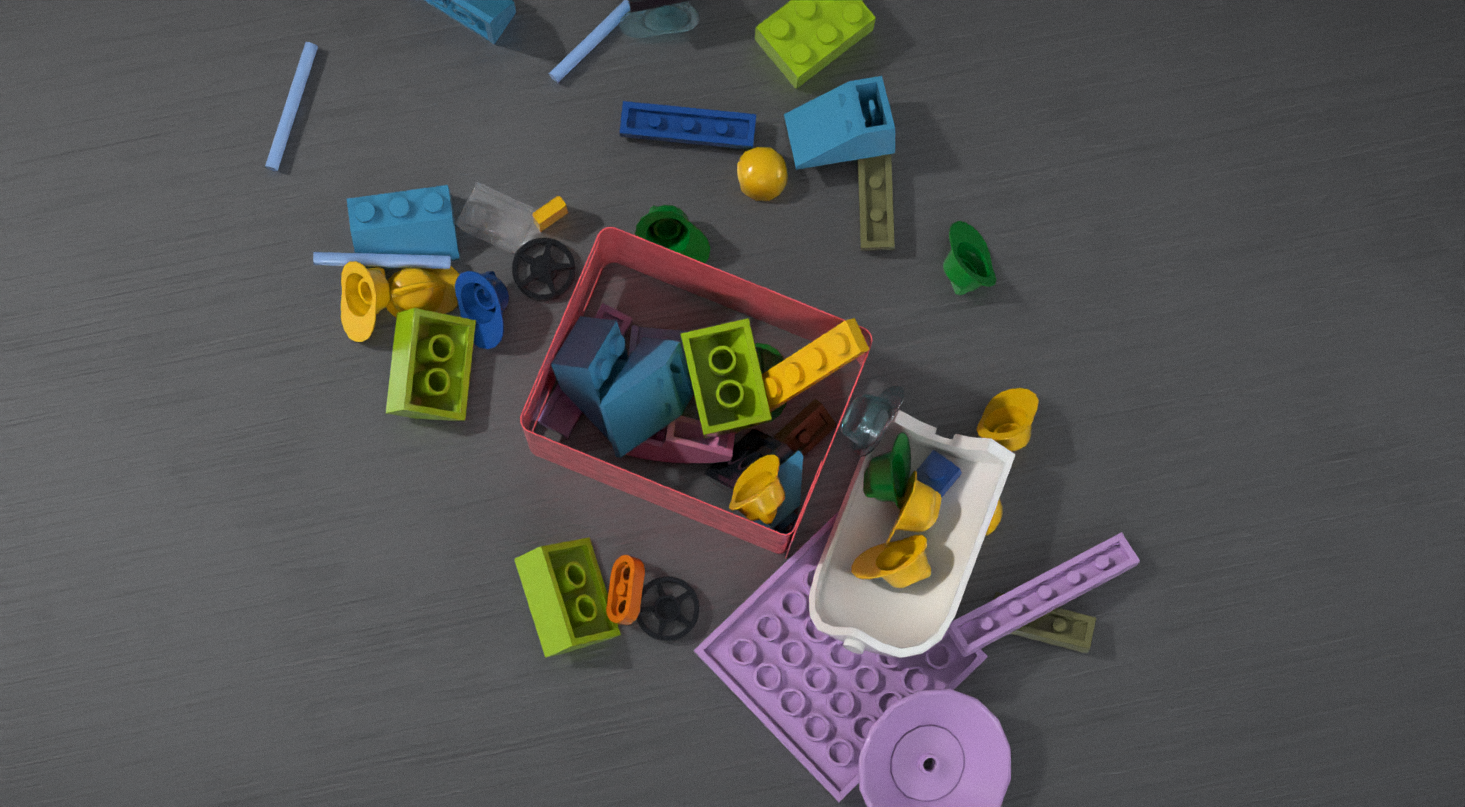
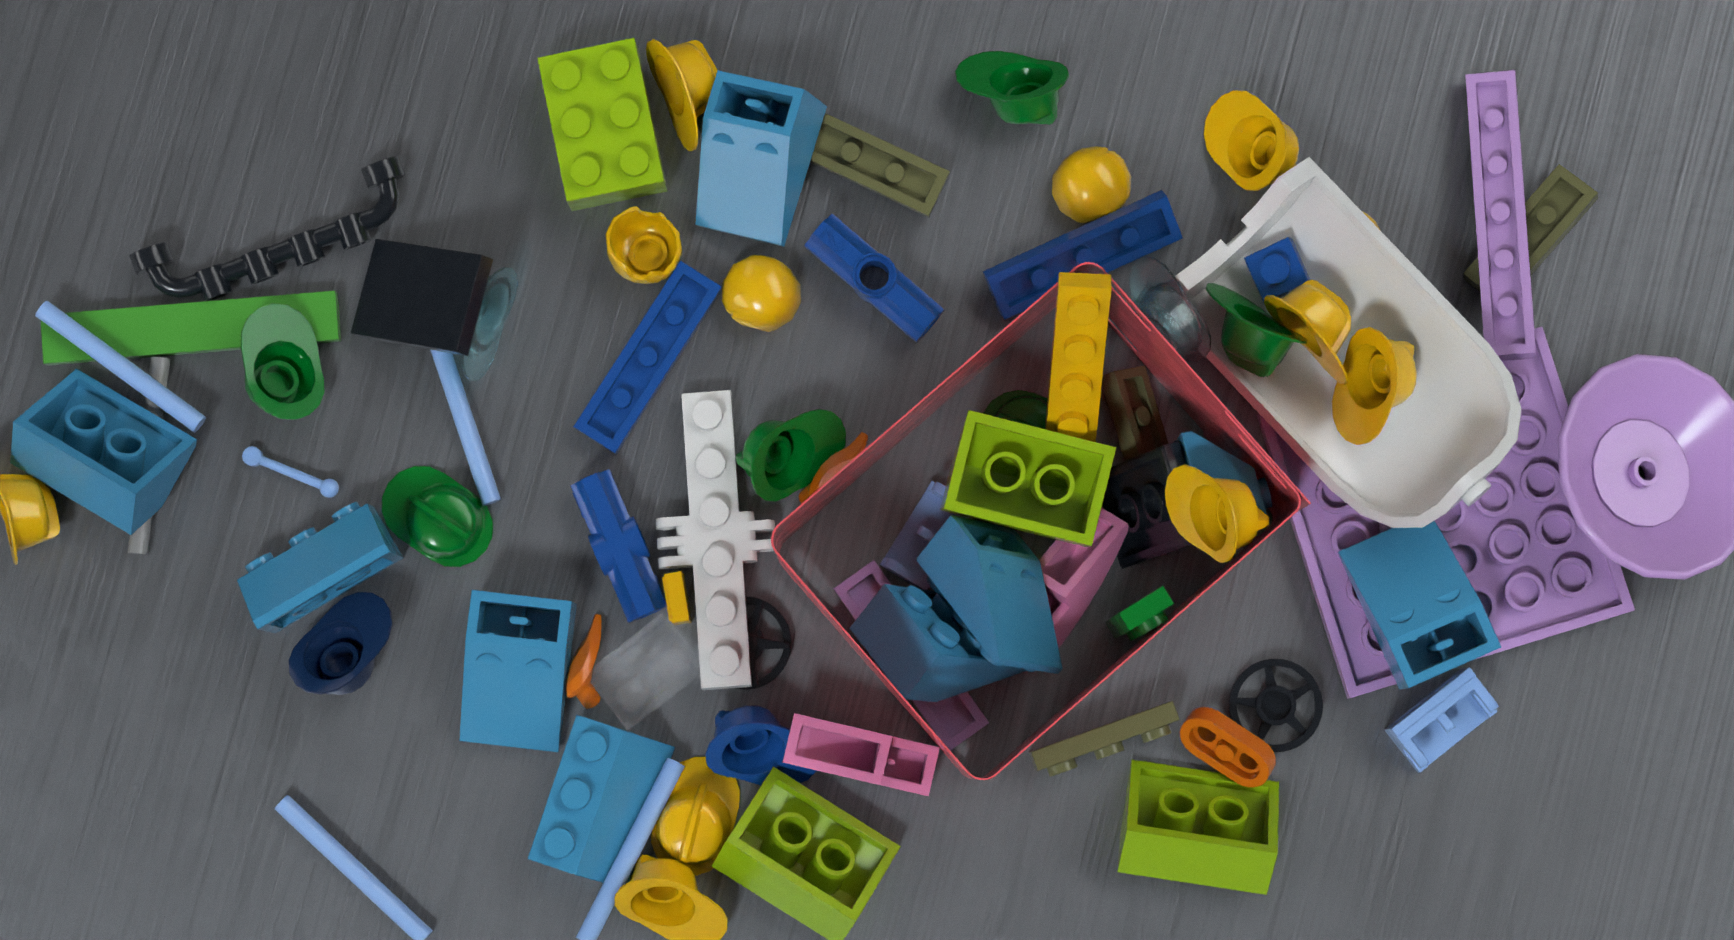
camera: 55 degrees left, 5 degrees up
(420, 31) = (342, 646): none -> dark blue piece
(459, 139) = (516, 670): none -> dark azure slope
(479, 177) = (582, 665): none -> orange bar
(507, 364) = (861, 754): none -> bright pink slope
(528, 51) = (437, 516): none -> green piece
(564, 163) = (619, 545): none -> blue piece
(592, 215) = (715, 540): none -> white hinge
(593, 512) = (1105, 739): none -> olive plate
(677, 479) = (1141, 616): none -> green plate
(709, 716) = (1442, 718): none -> light blue hinge
(753, 87) = (643, 246): none -> yellow hair
(773, 658) = (1418, 603): none -> dark azure slope
(800, 253) = (848, 258): none -> blue piece
(870, 61) = (685, 80): none -> yellow piece
(896, 359) = (1105, 241): none -> blue plate
(932, 338) = (1091, 184): none -> yellow hair

